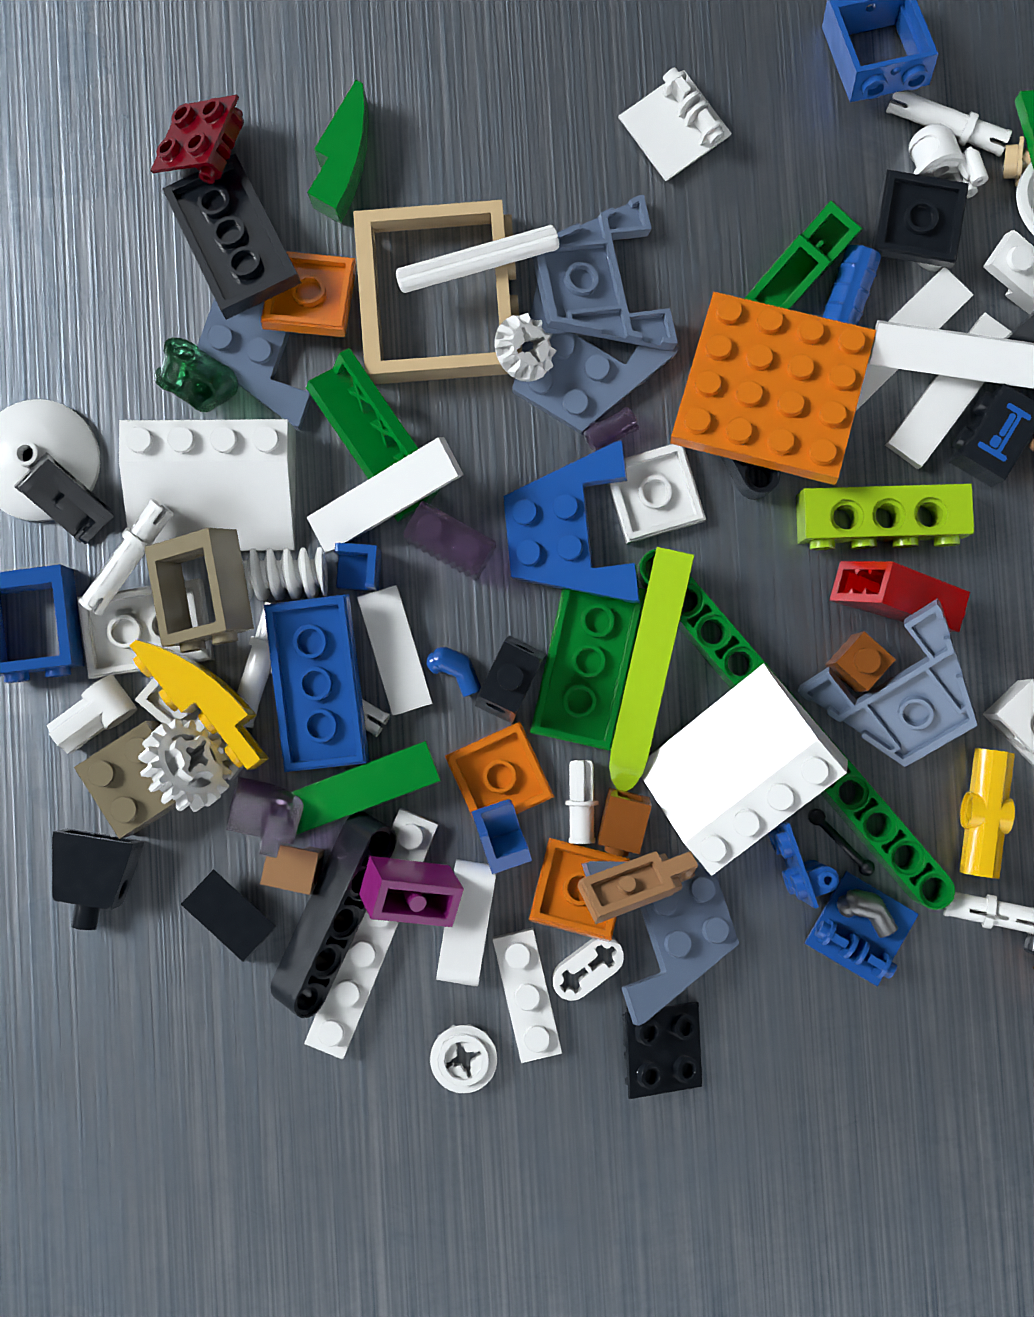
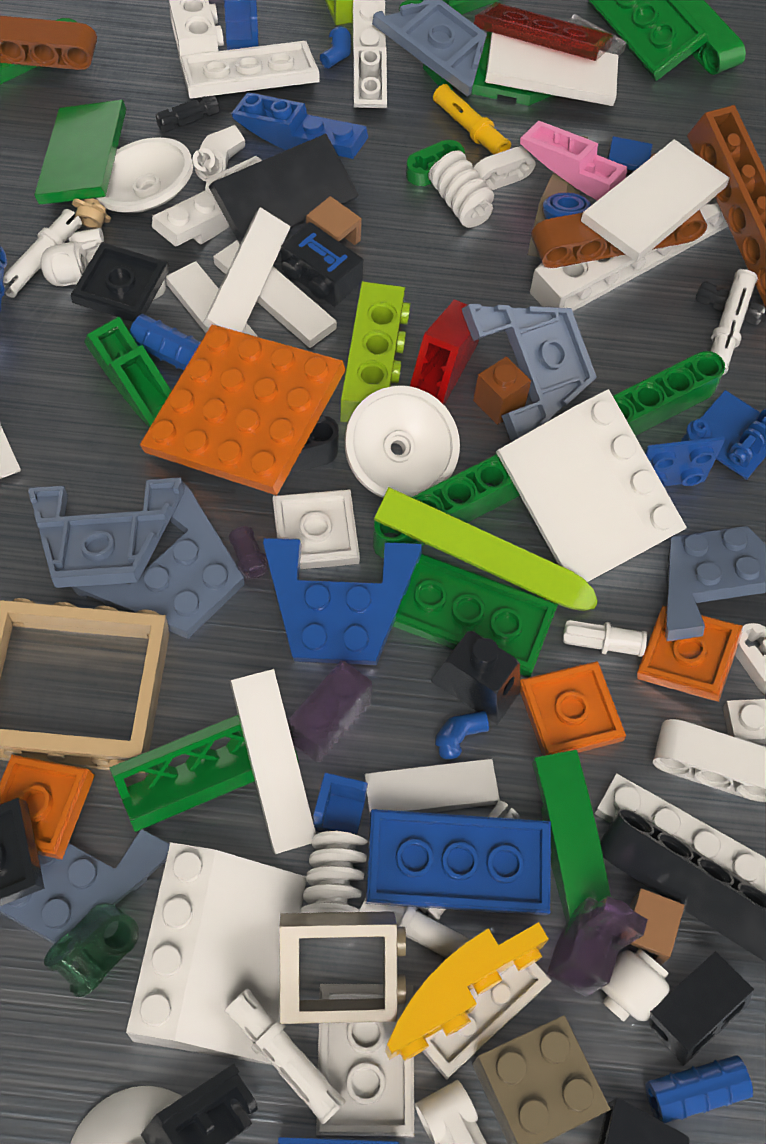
camera: 90 degrees left, 25 degrees down
(159, 918) = (699, 1089): none -> blue axle
(185, 765) = (536, 1008): white gear -> none
(235, 857) = (635, 986): none -> white head
(410, 892) = (689, 794): magenta brick -> none
(477, 258) = (53, 629): white axle -> none
(501, 836) = (636, 714): blue panel -> none
(510, 337) = (140, 602): white gear -> none
(624, 822) = (628, 600): dark orange brick -> none
(635, 884) = (693, 589): medium nougat hinge -> none
(733, 568) = (415, 423): none -> white dish
(817, 817) = (681, 423): black hinge -> none
(869, 906) = (720, 418): flat silver arm -> none
(987, 813) = (642, 326): yellow piece -> none

